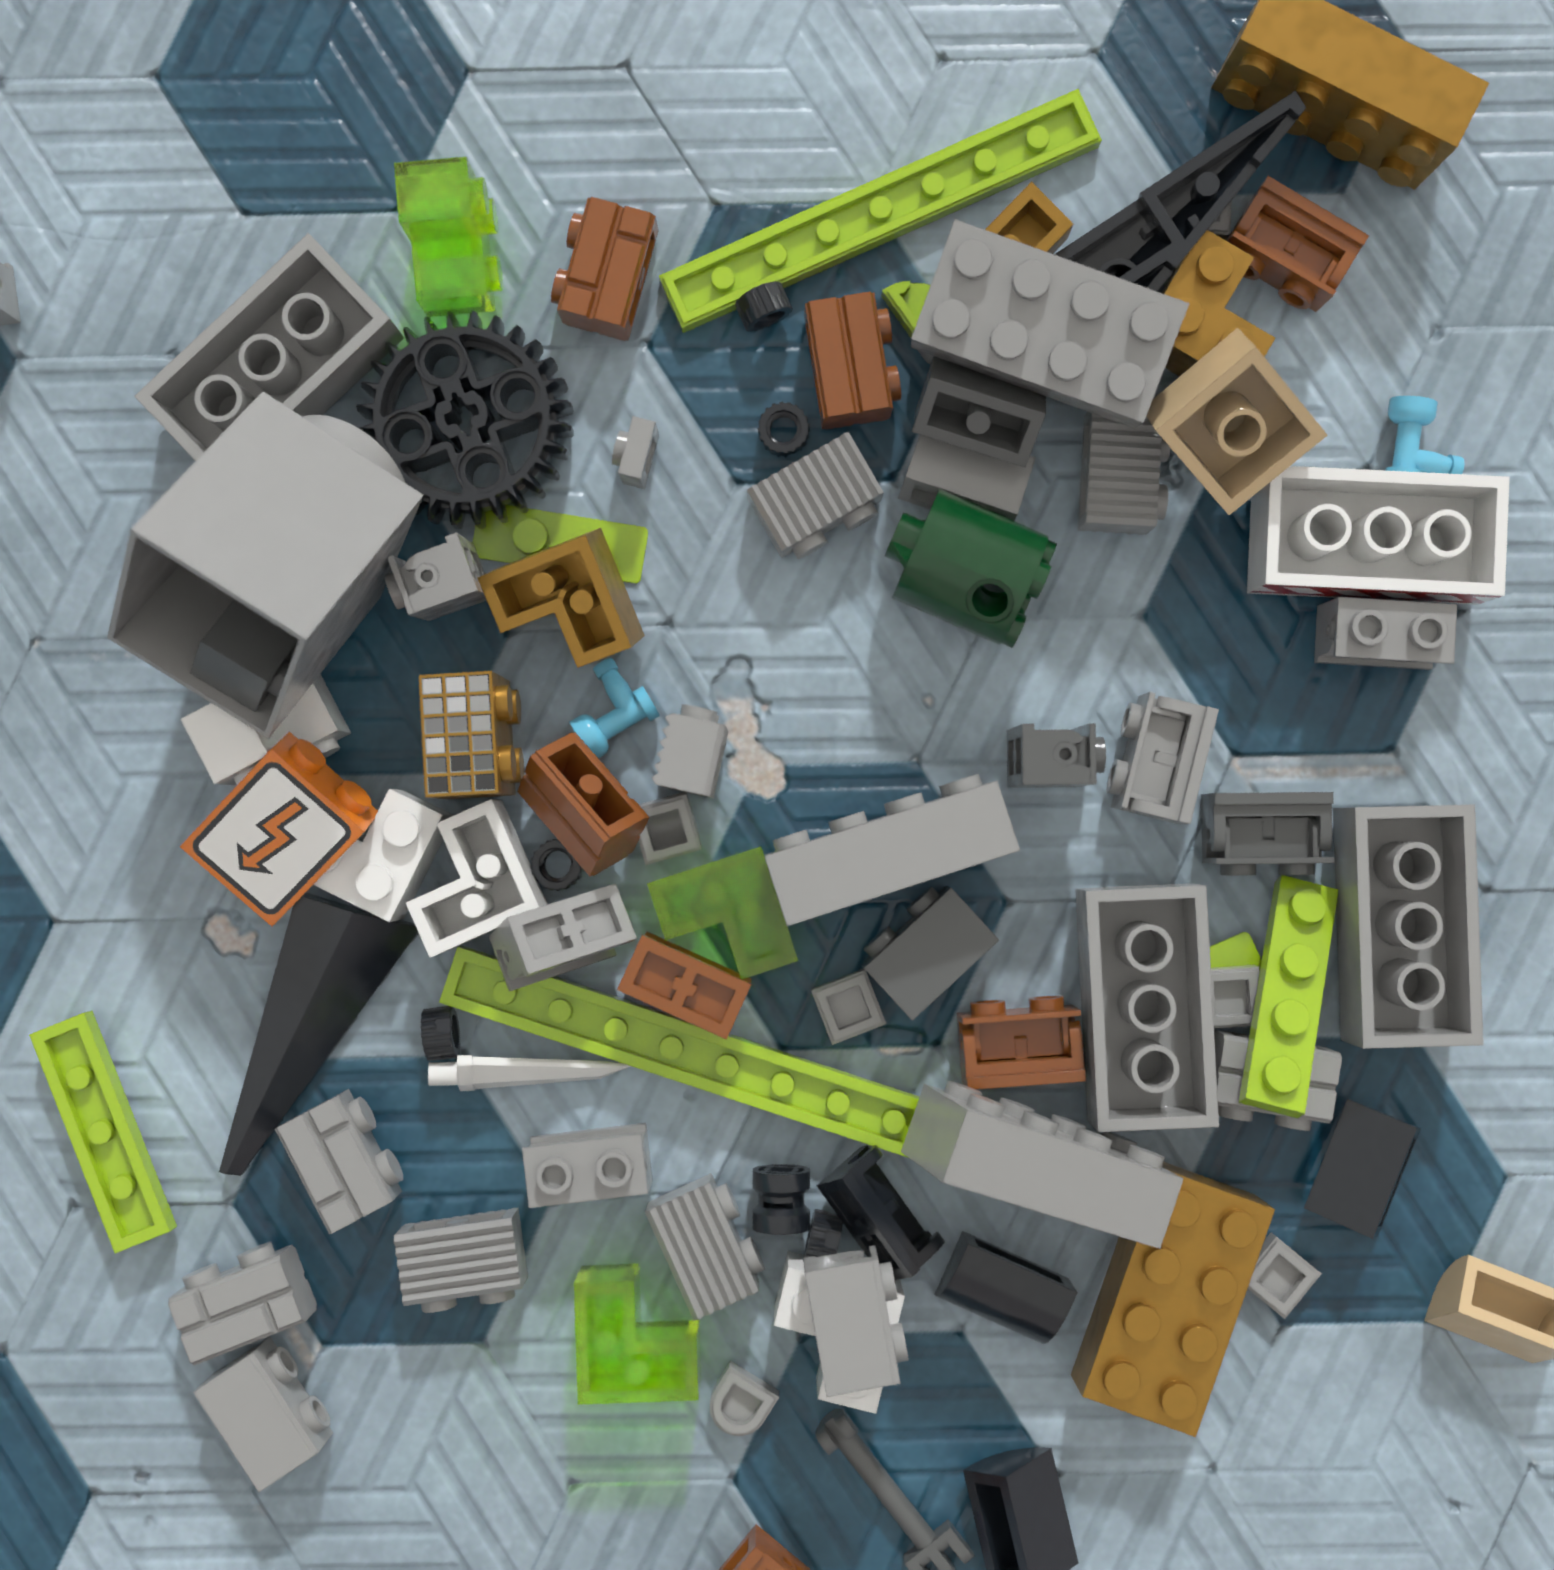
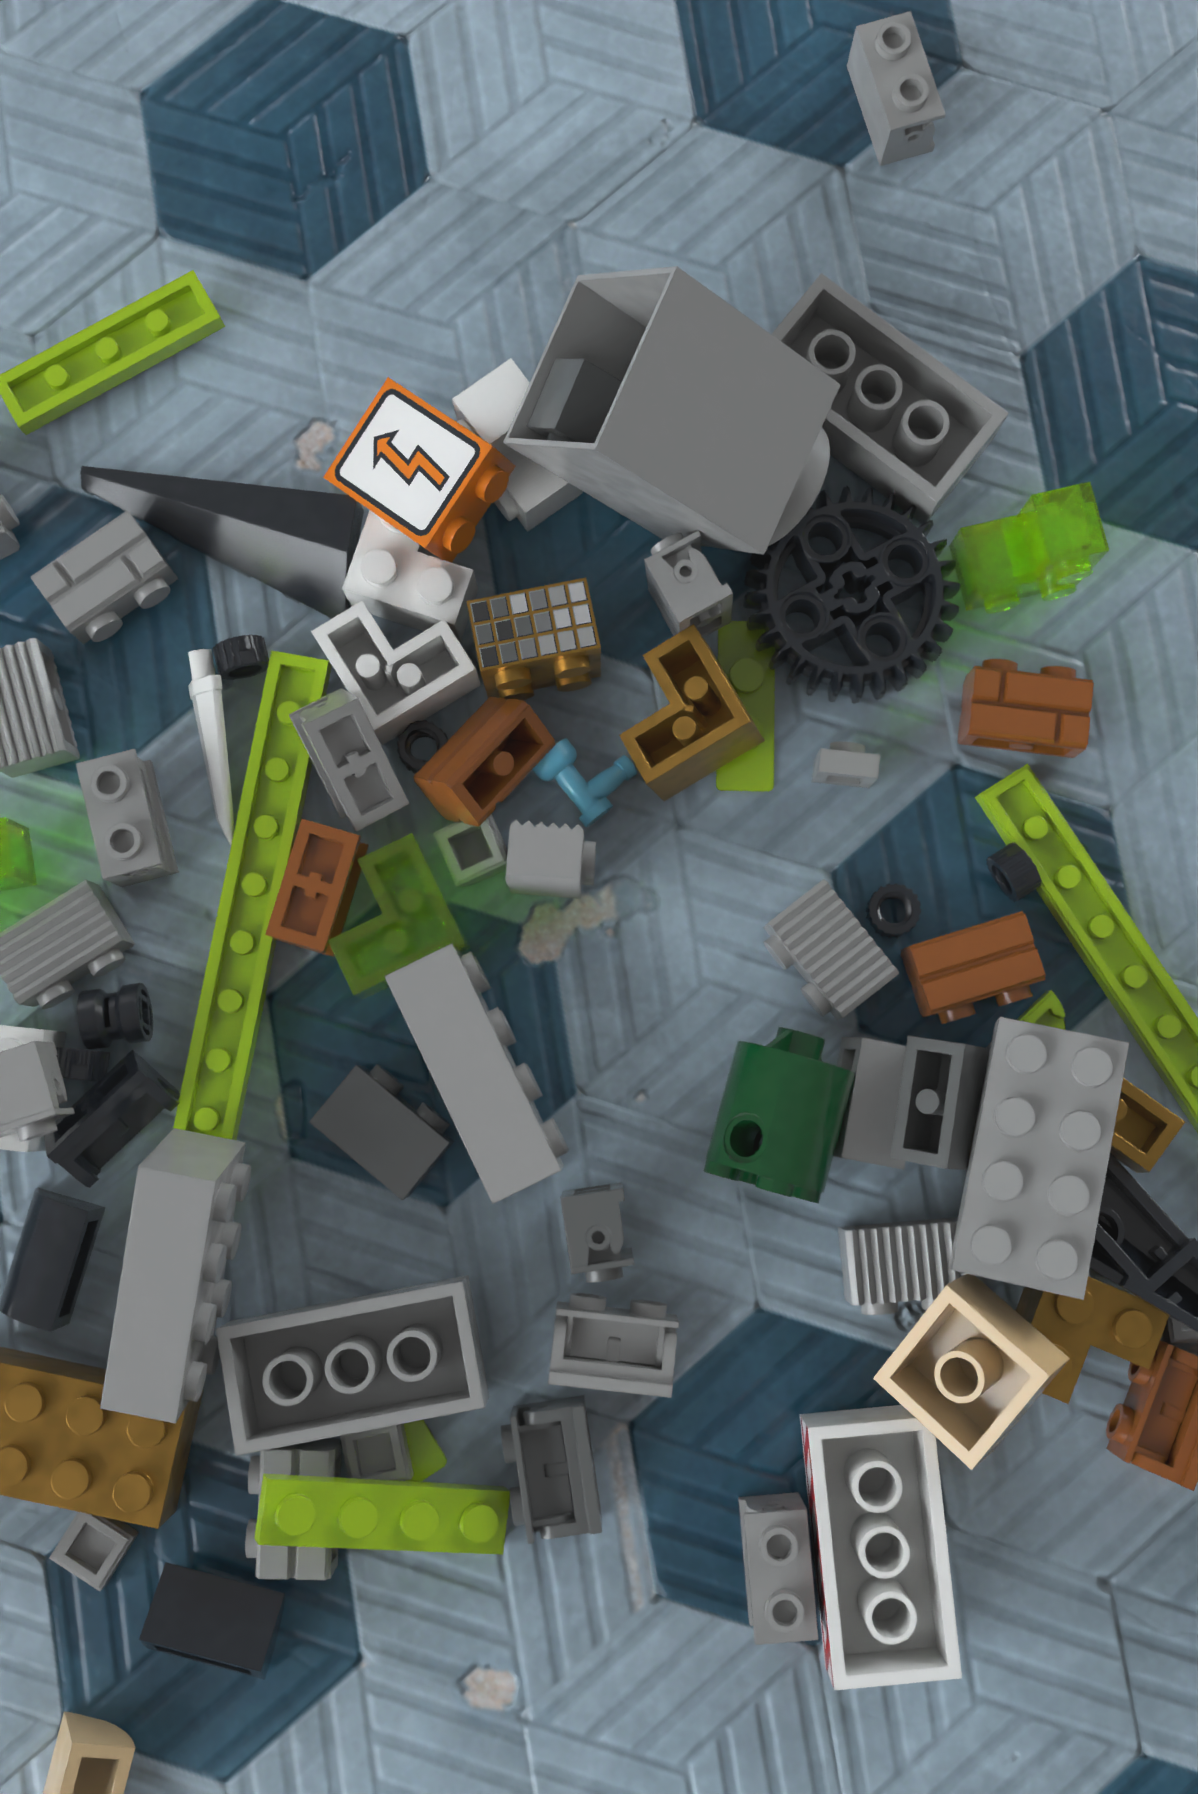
camera: 85 degrees right, 5 degrees down
(848, 1006) = (318, 1058): light grey tile -> none
(1020, 1044) = (300, 1239): dark orange hinge -> none
(1408, 926) = (472, 1634): light grey brick -> none
(1411, 415) = (966, 1568): medium azure piece -> none

